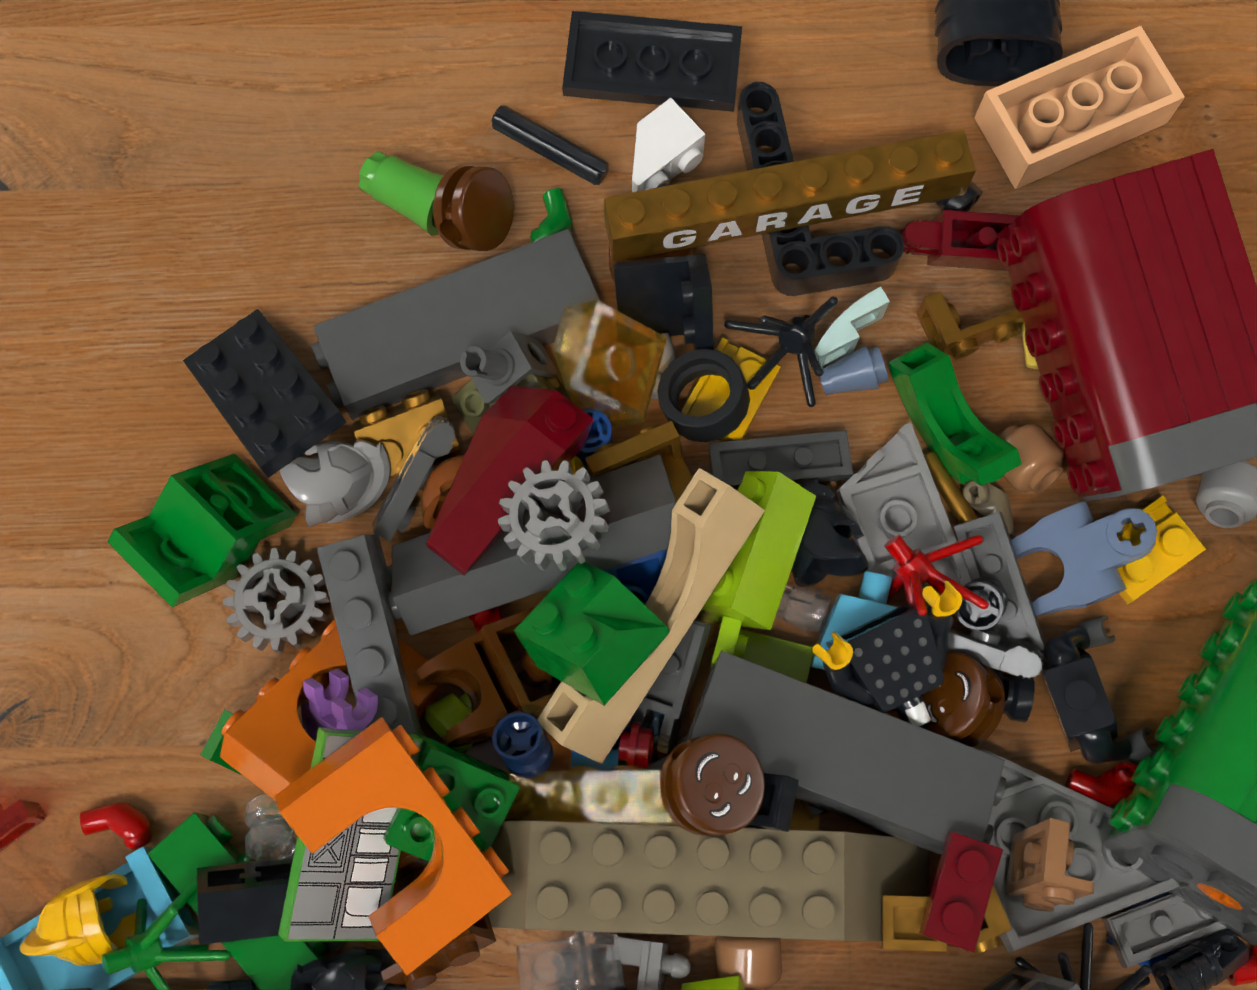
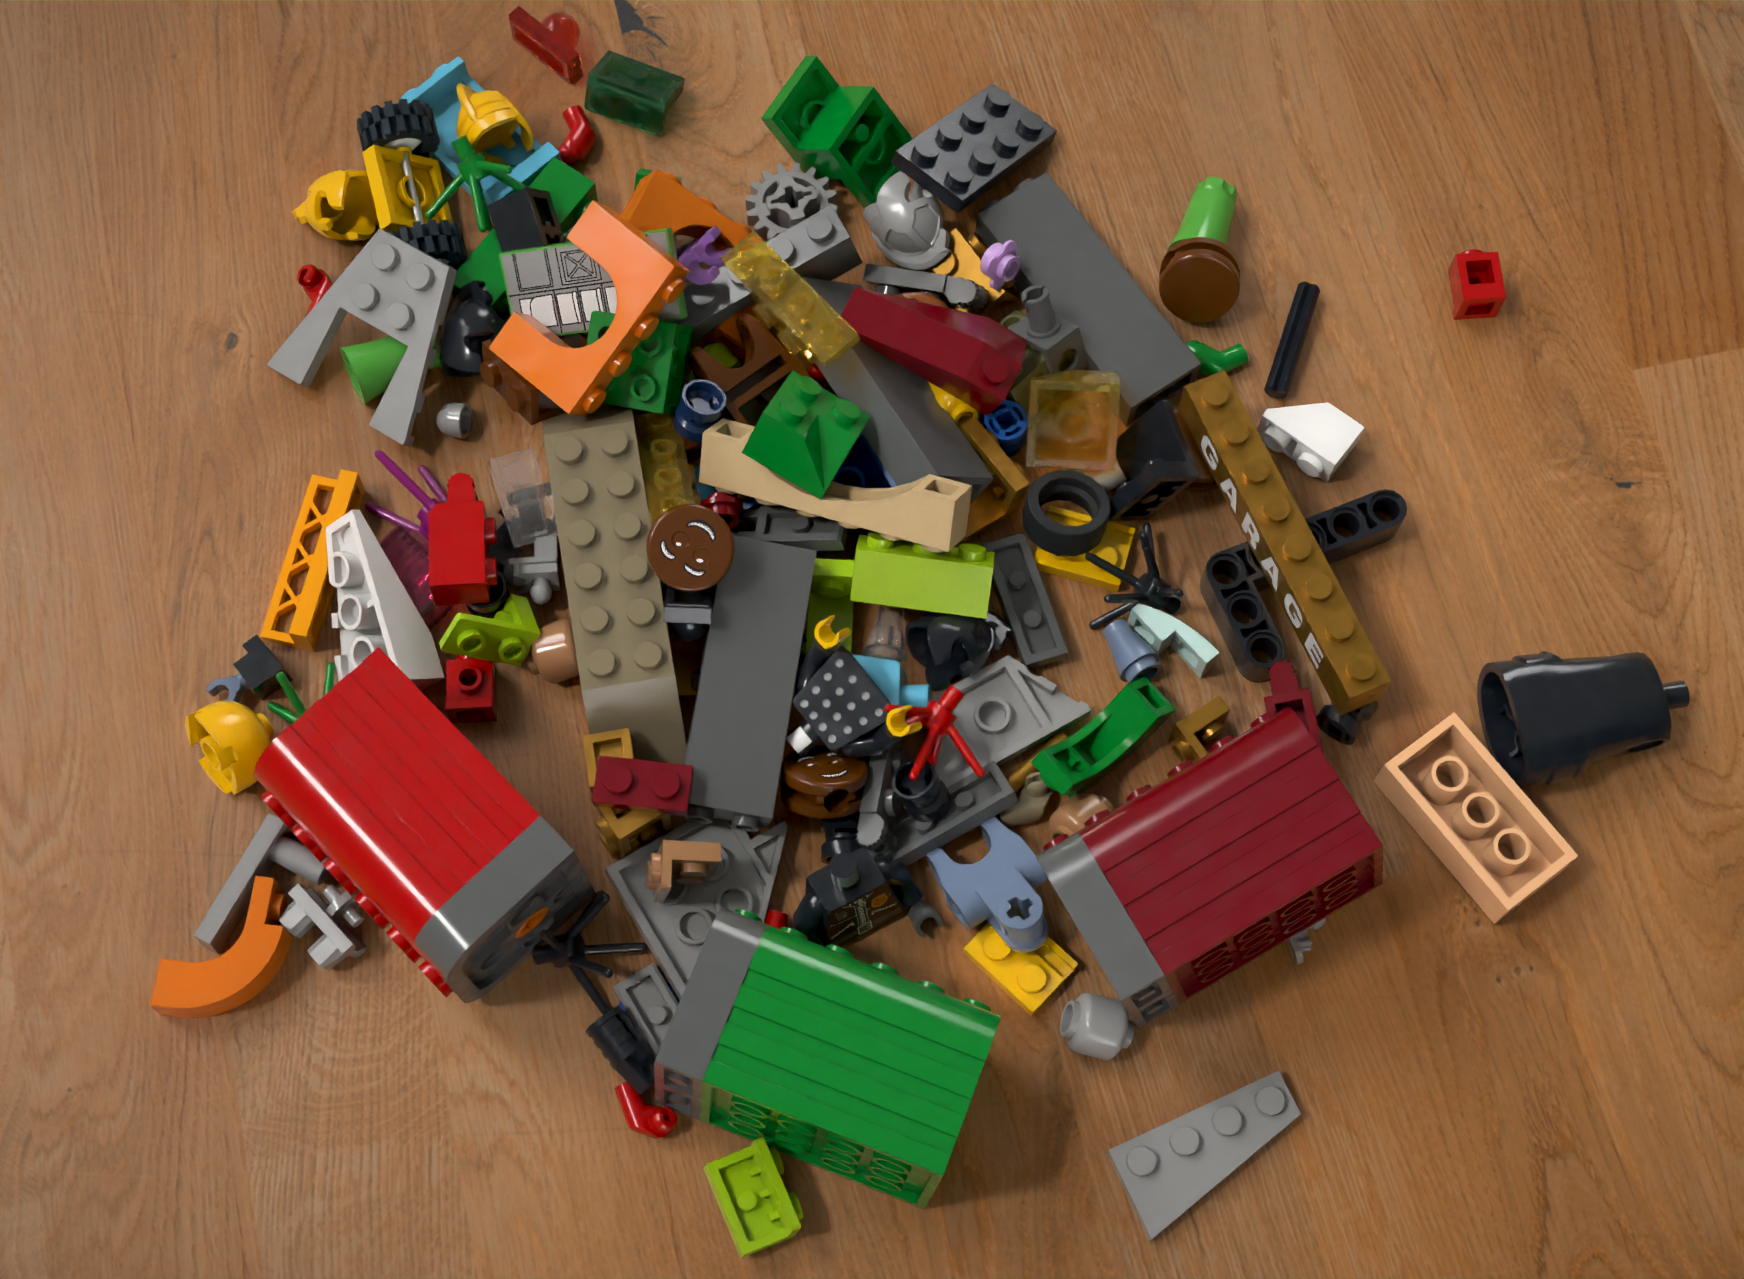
camera: 75 degrees right, 5 degrees down
(80, 748) = (632, 92): none -> clear green bracket
(415, 392) = (1000, 263): none -> lavender plate
(427, 616) = (789, 303): none -> clear yellow bracket
(563, 497) = (899, 376): light grey gear -> none
(652, 61) = (1408, 412): black plate -> none

